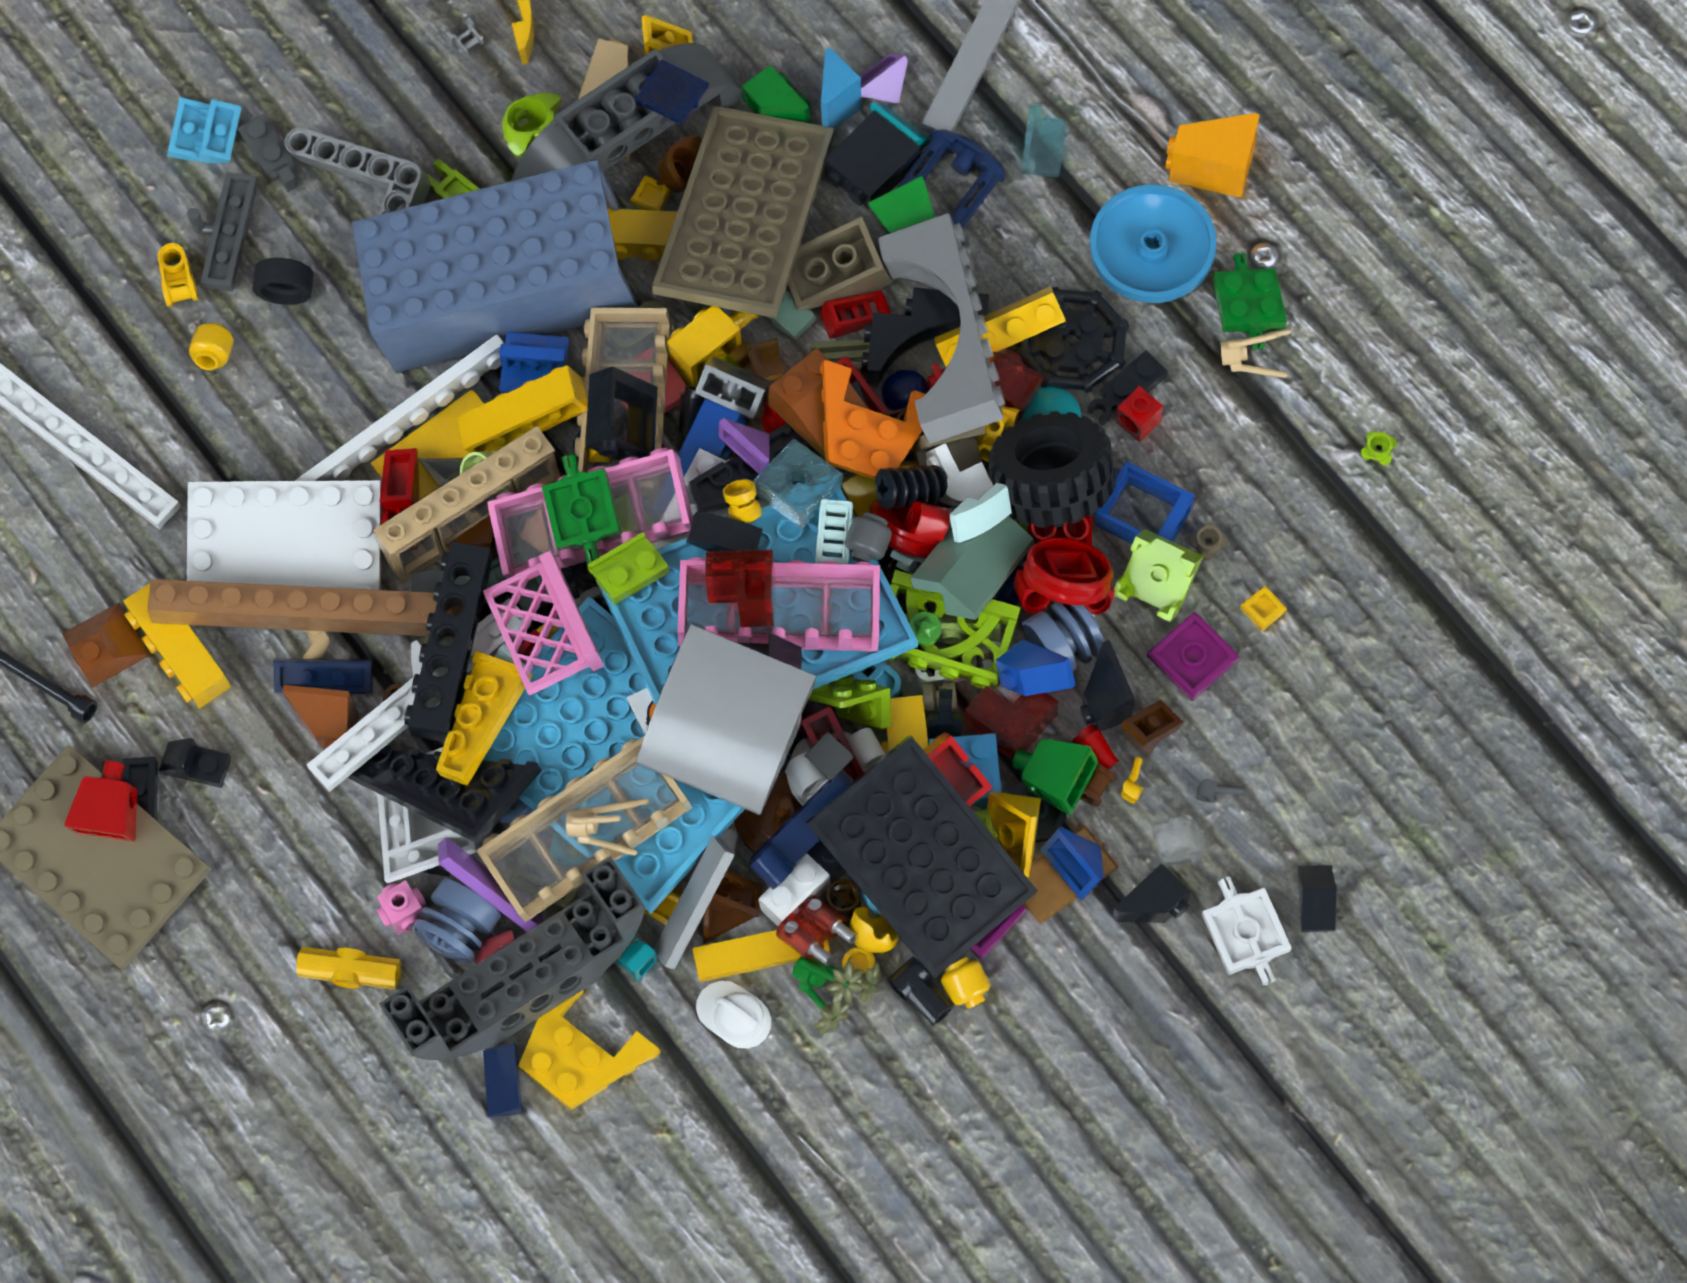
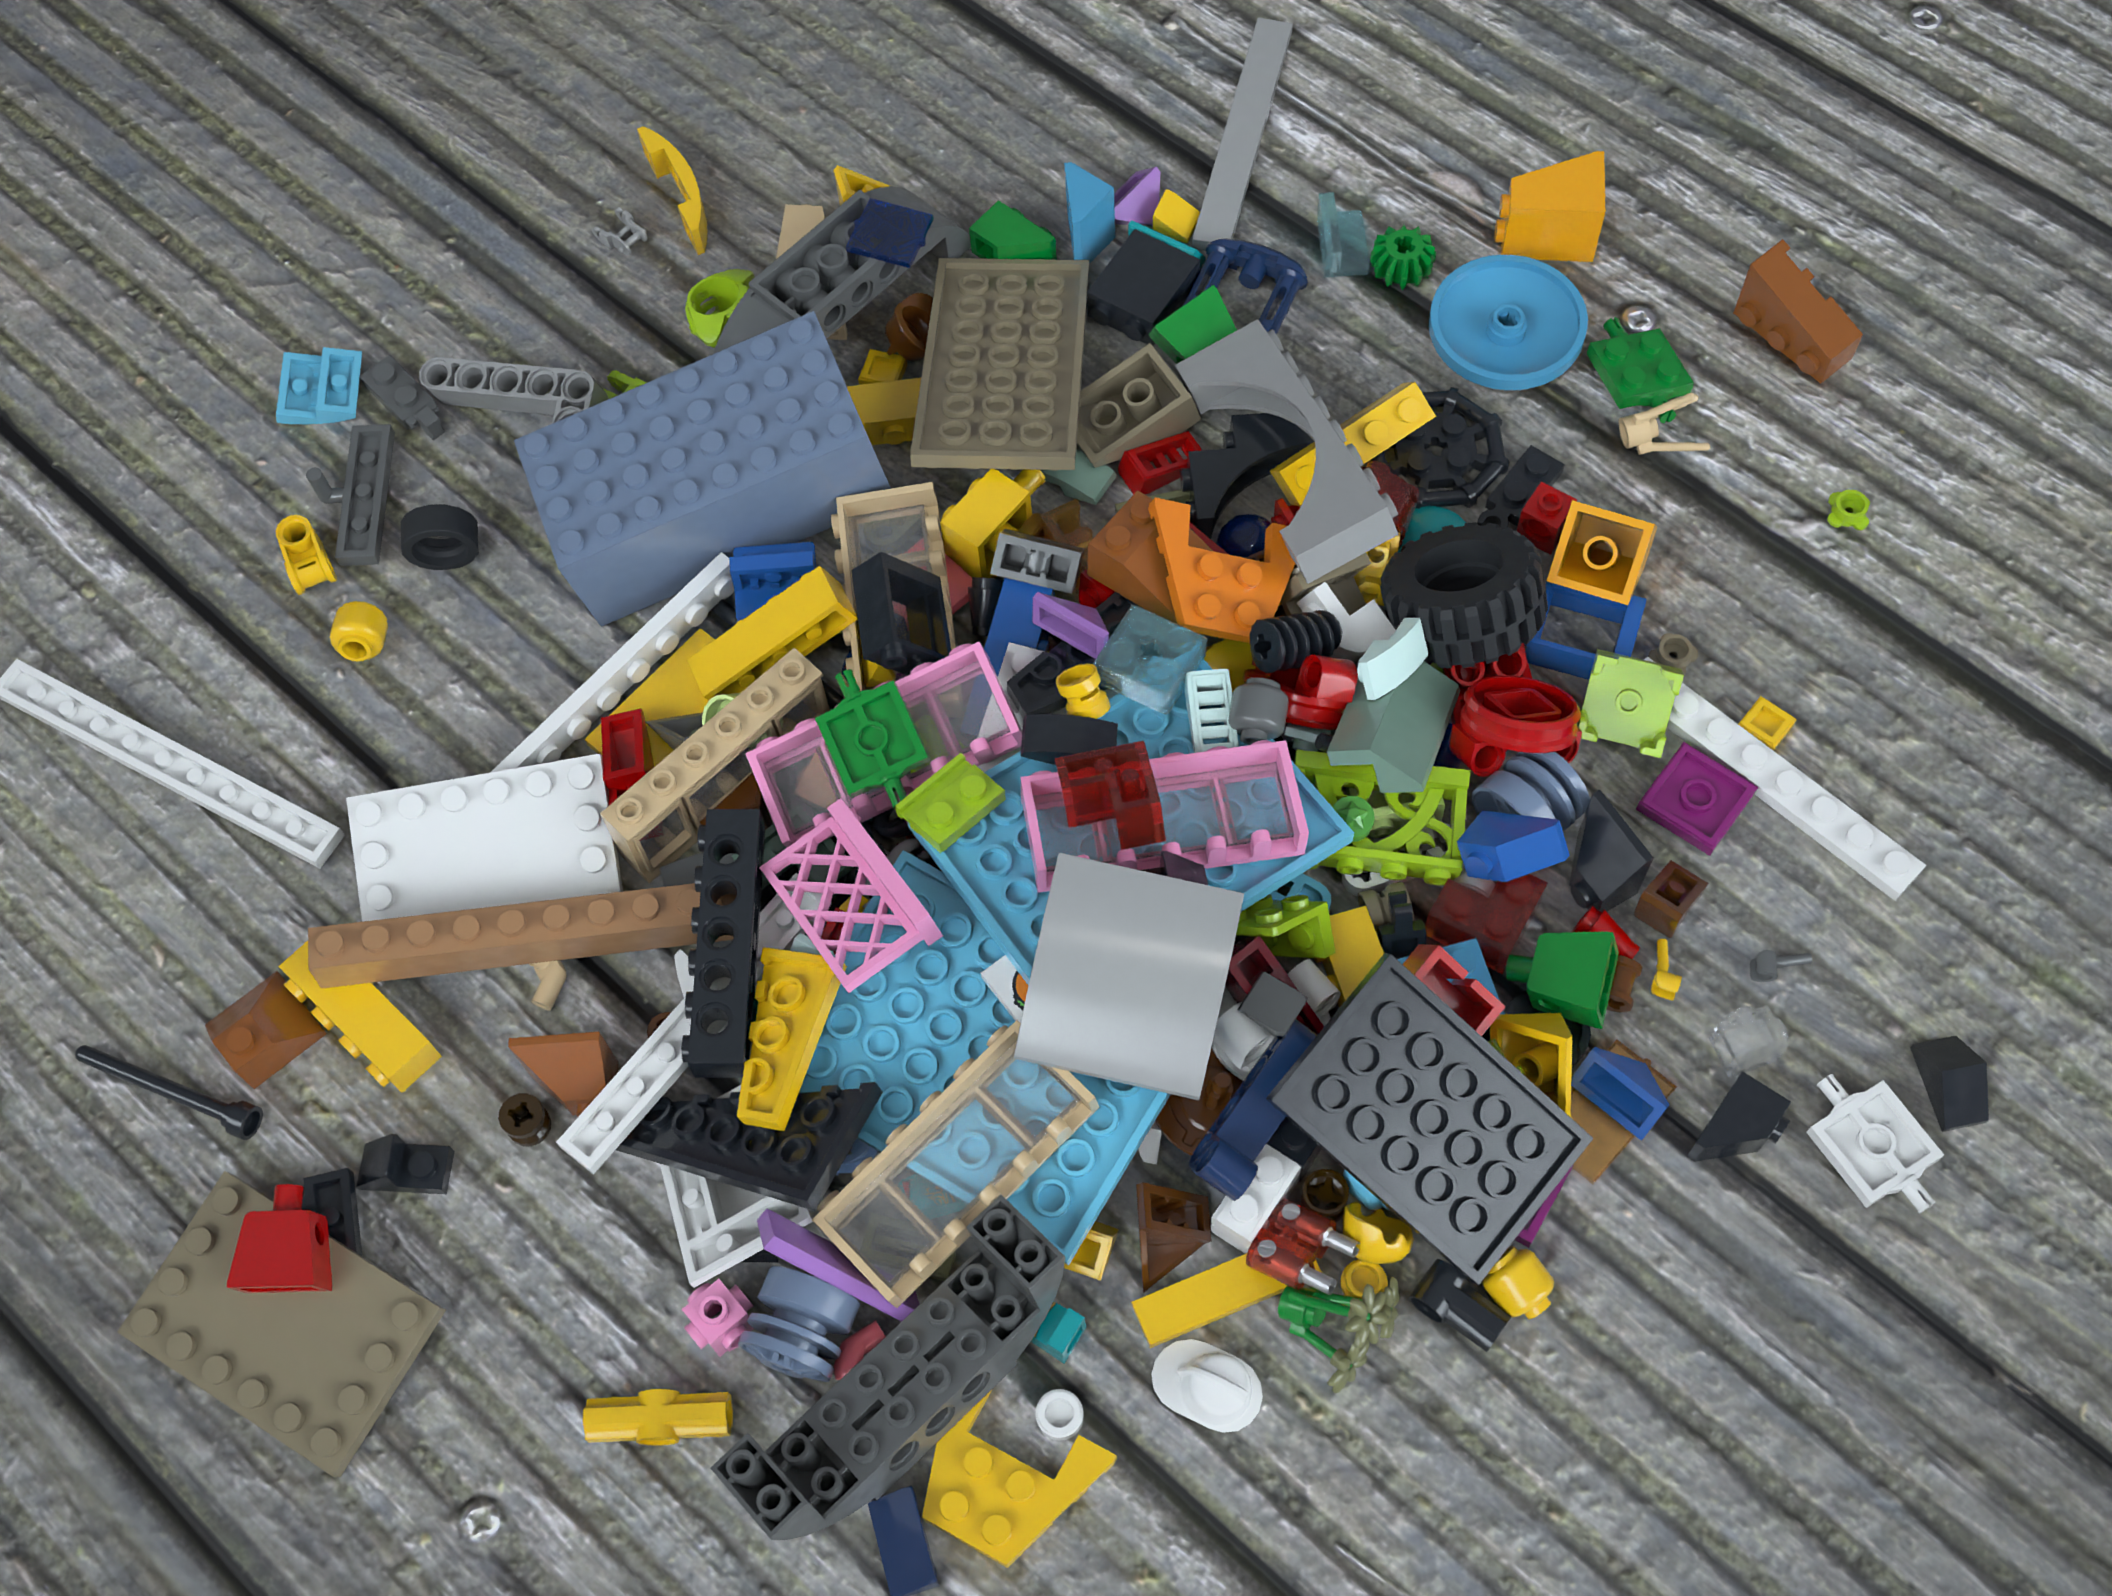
camera: 10 degrees left, 5 degrees down
(288, 751) = (531, 1128): none -> dark brown wheel
(332, 674) = (579, 1013): dark blue tile -> none
(585, 822) = (957, 1151): tan plant -> none
(626, 1015) = (1059, 1414): none -> white tile
(693, 902) = (1125, 1238): light grey tile -> none
(912, 101) = (1175, 217): none -> yellow slope
(1086, 179) = (1403, 256): none -> green gear
(1169, 451) = (1601, 552): none -> light orange slope
(1264, 661) = (1794, 794): none -> white plate
(1381, 279) = (1794, 316): none -> dark orange wedge

